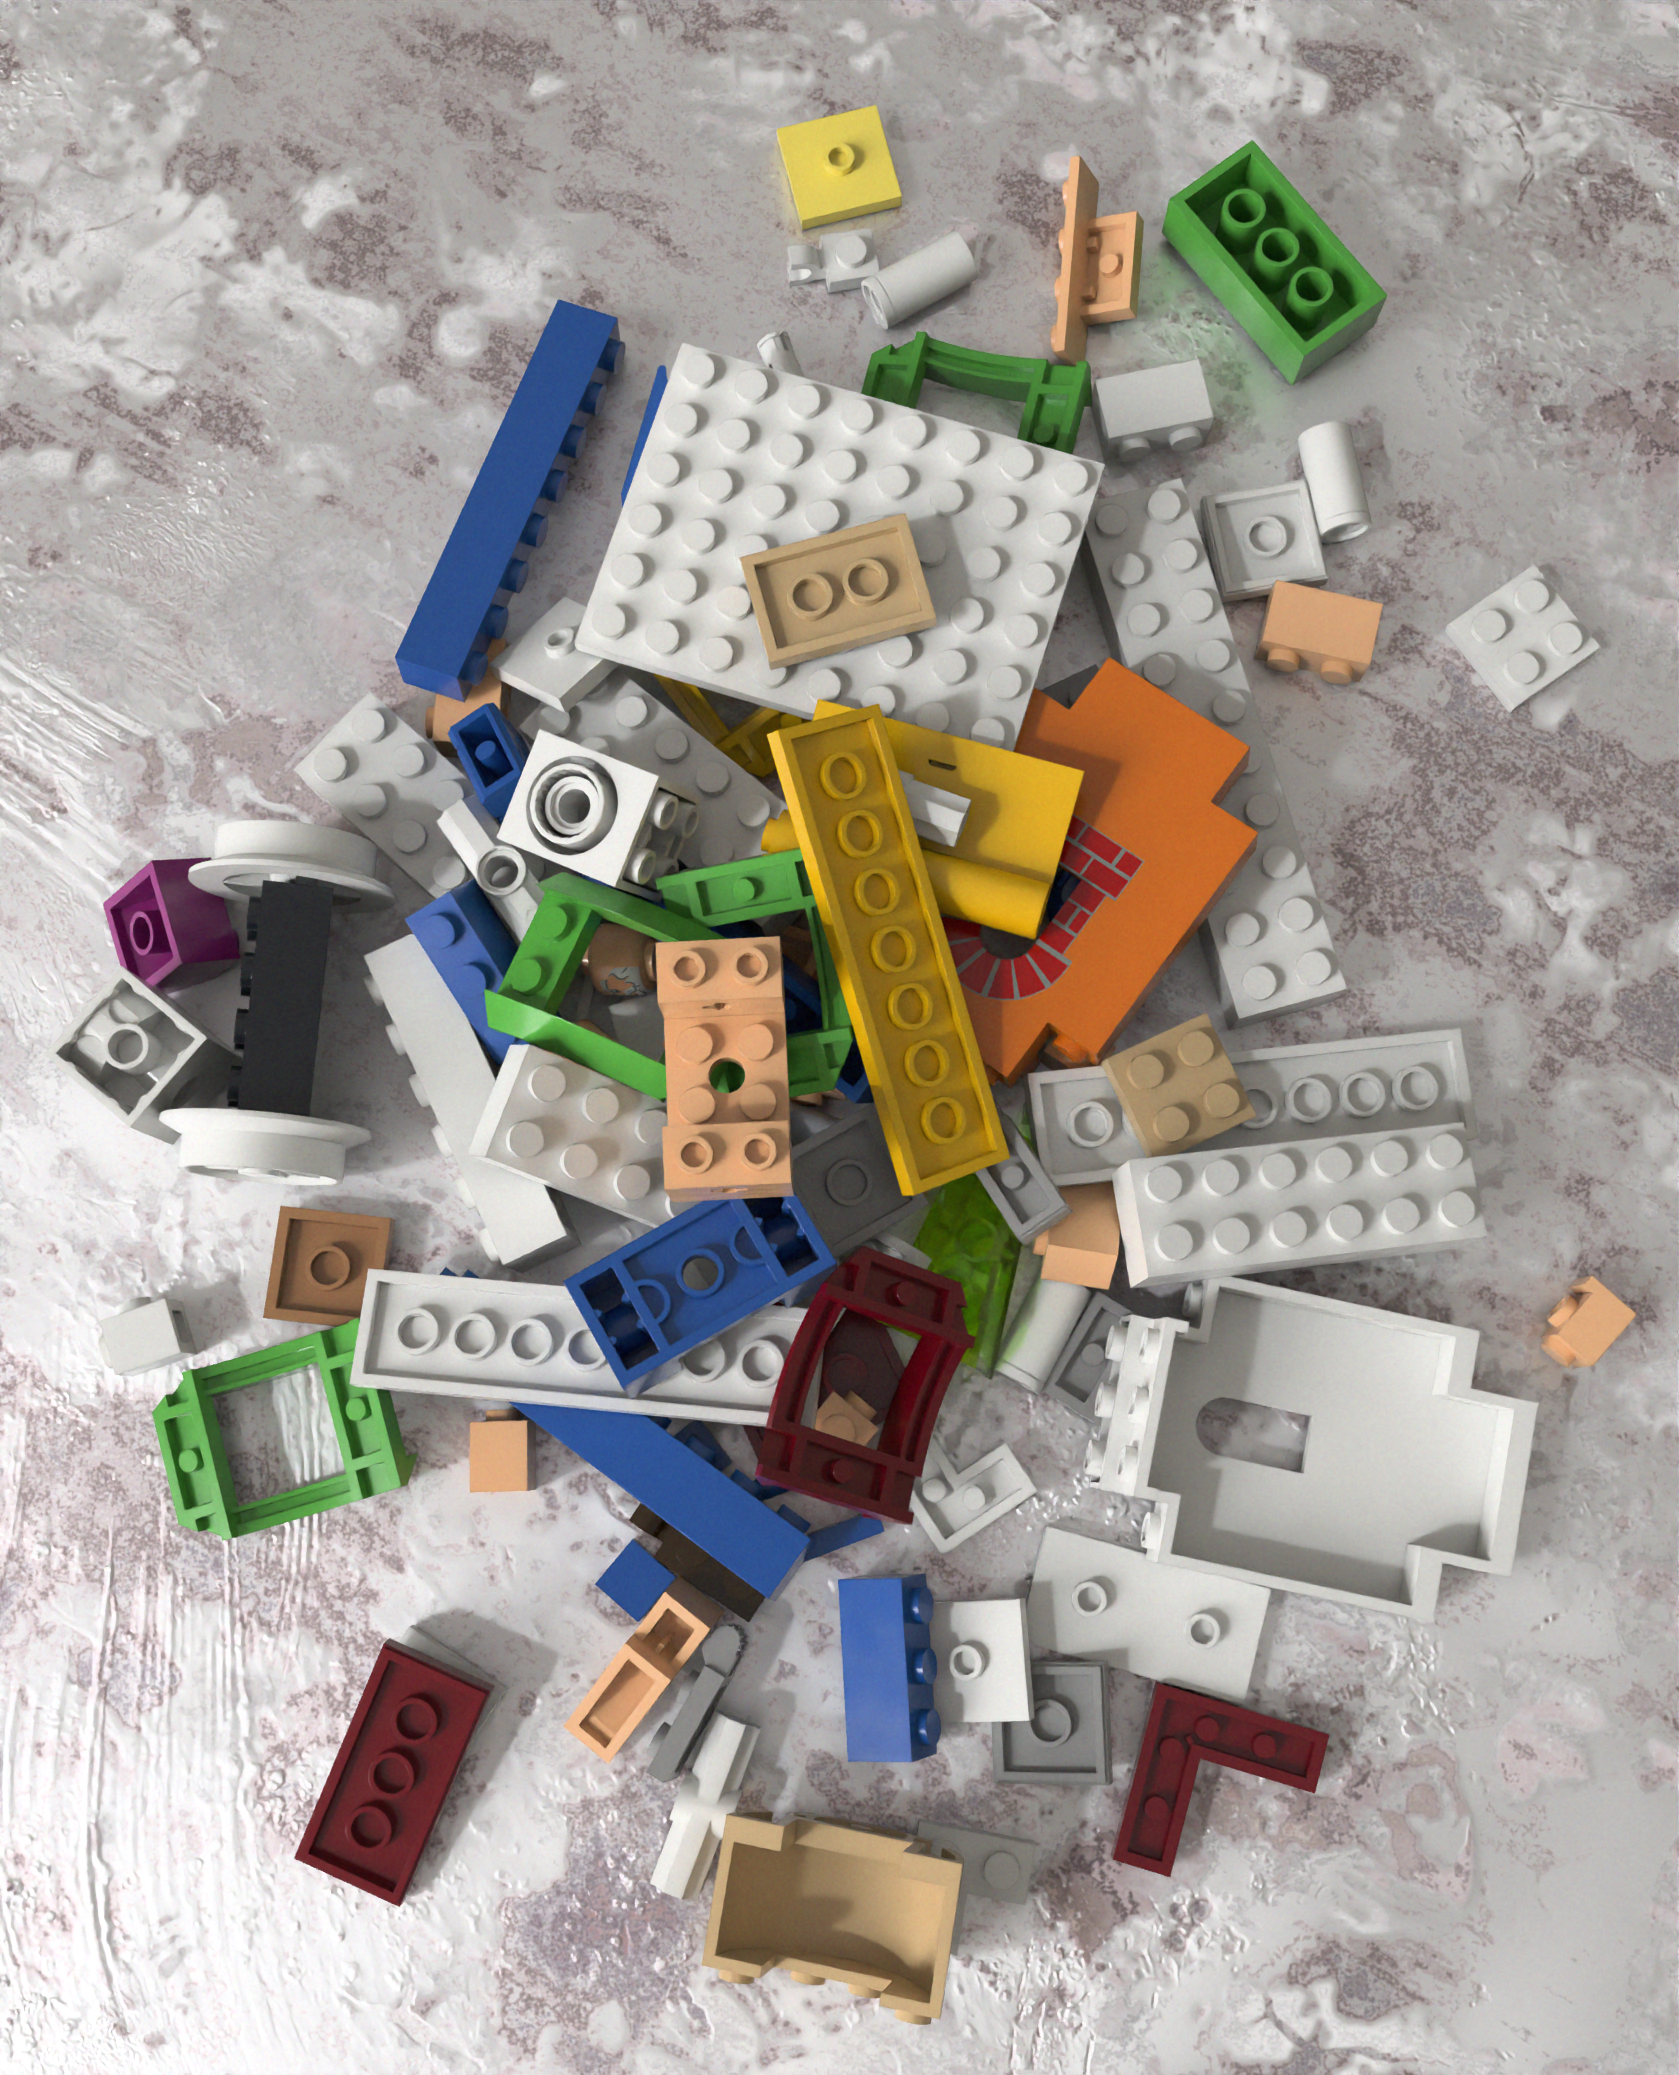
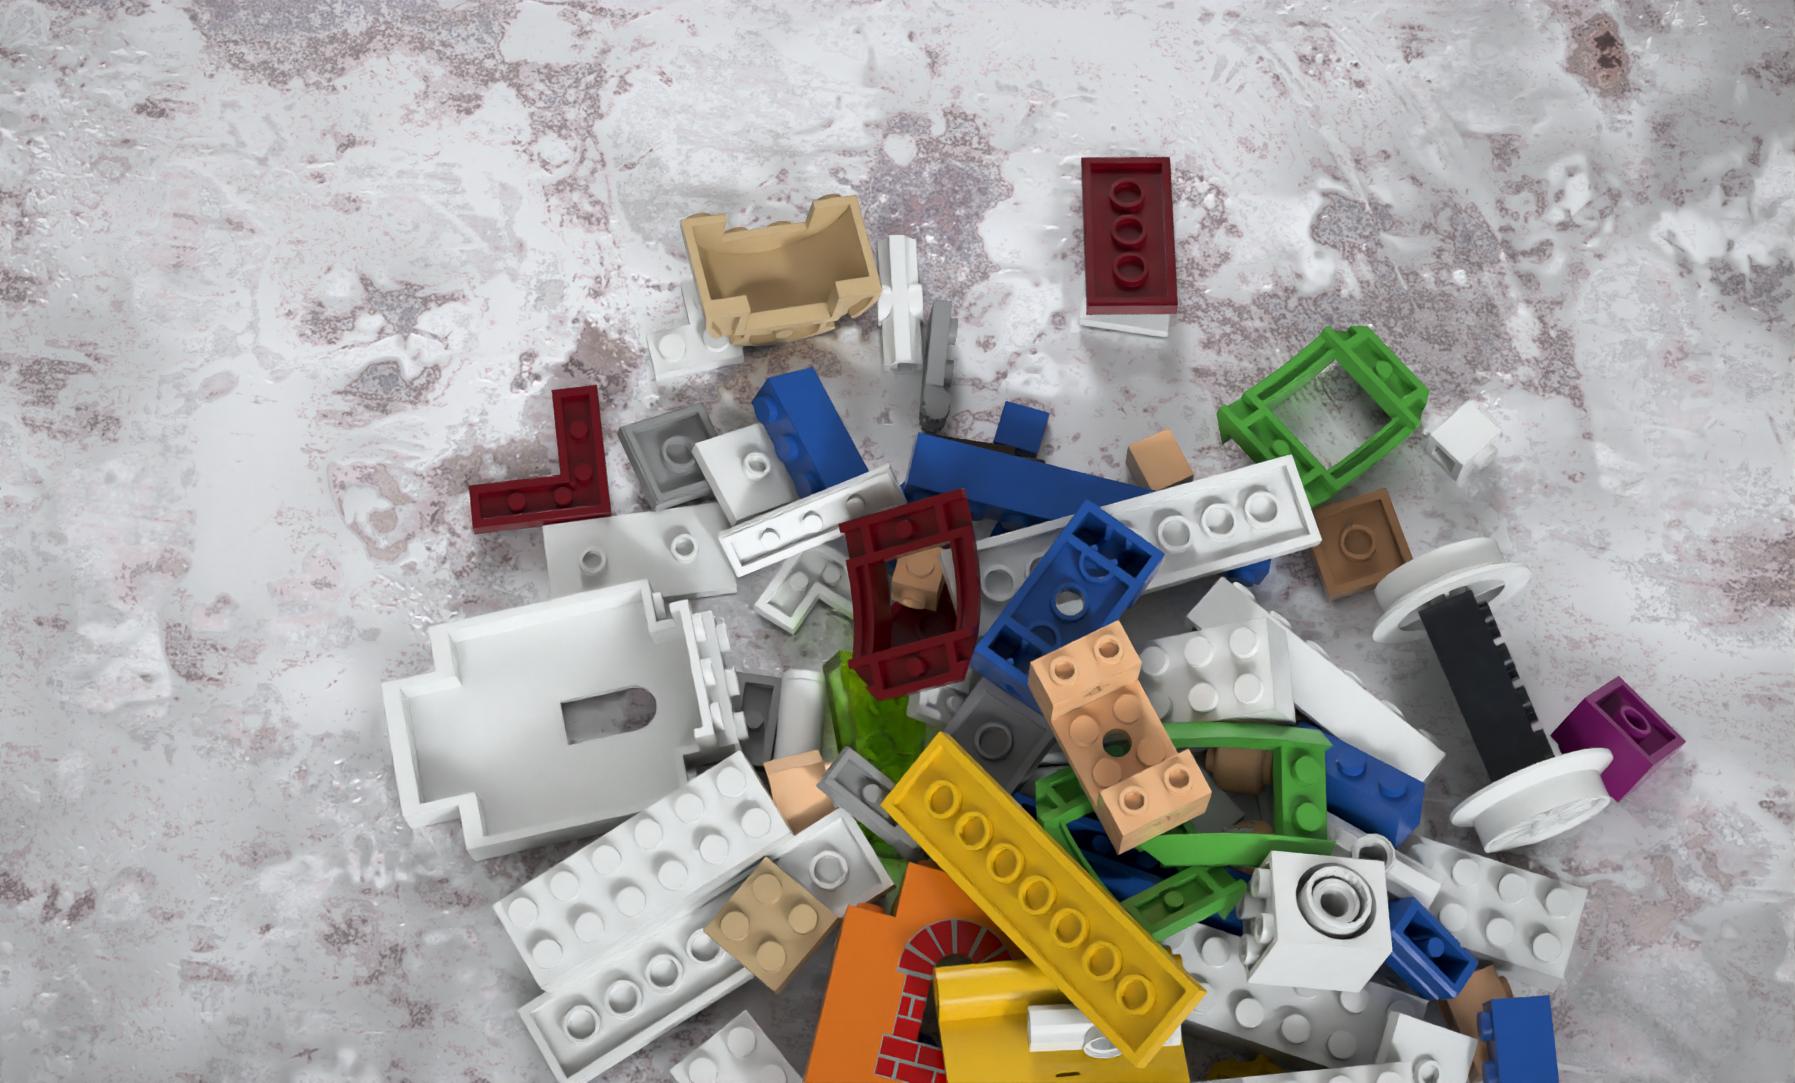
camera: 150 degrees right, 10 degrees down
(142, 1055) = (1574, 620): white brick -> none
(643, 1668) = (985, 374): light nougat slope -> none
(931, 1555) = (809, 520): none -> white tile
(1585, 1324) = (383, 899): light nougat brick -> none

